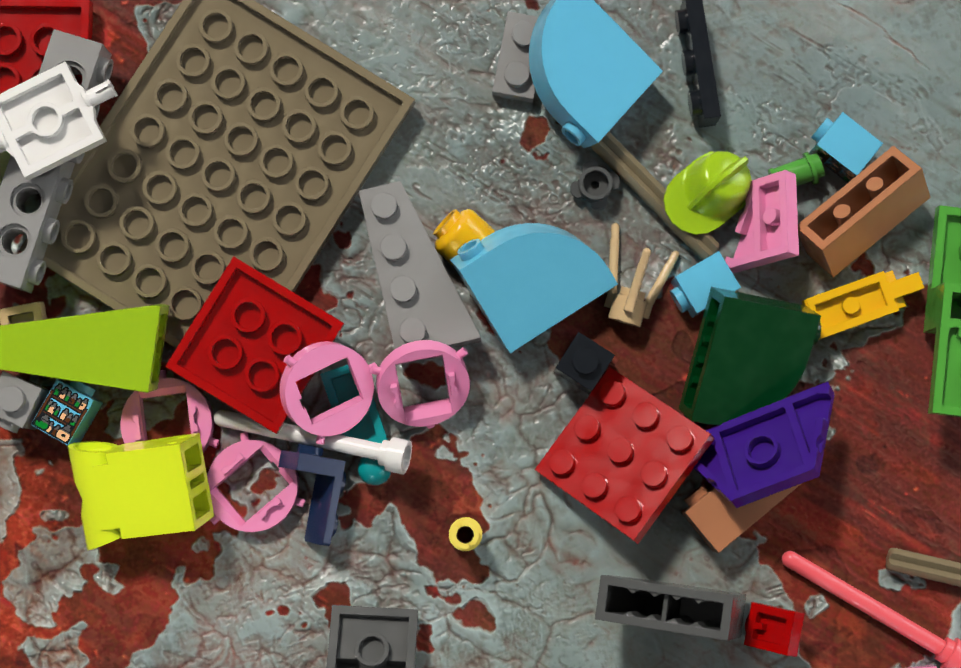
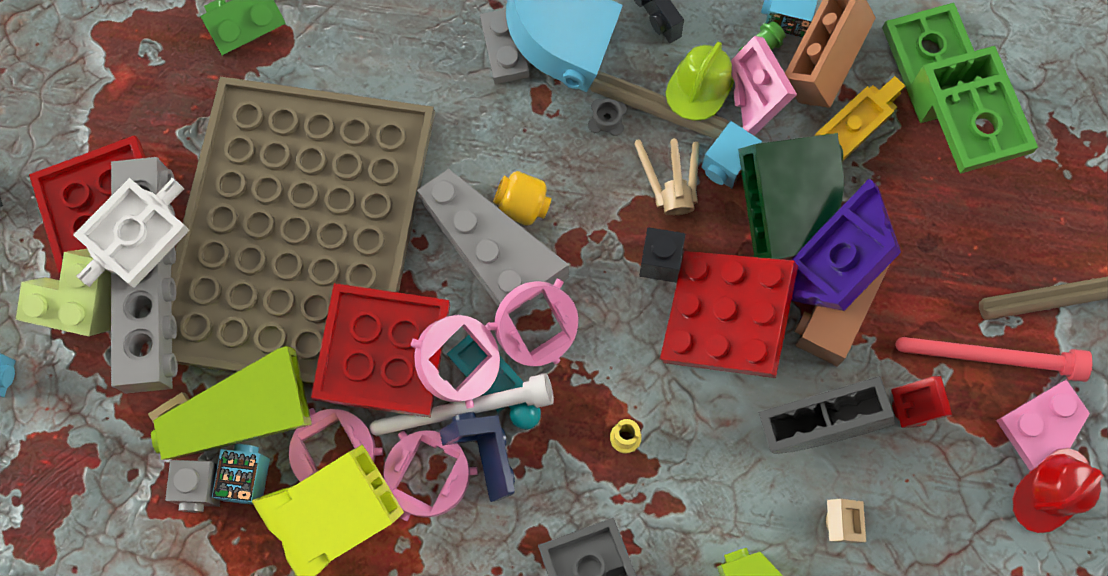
camera: 20 degrees left, 10 degrees down
(530, 279) = (588, 205): medium azure brick -> none

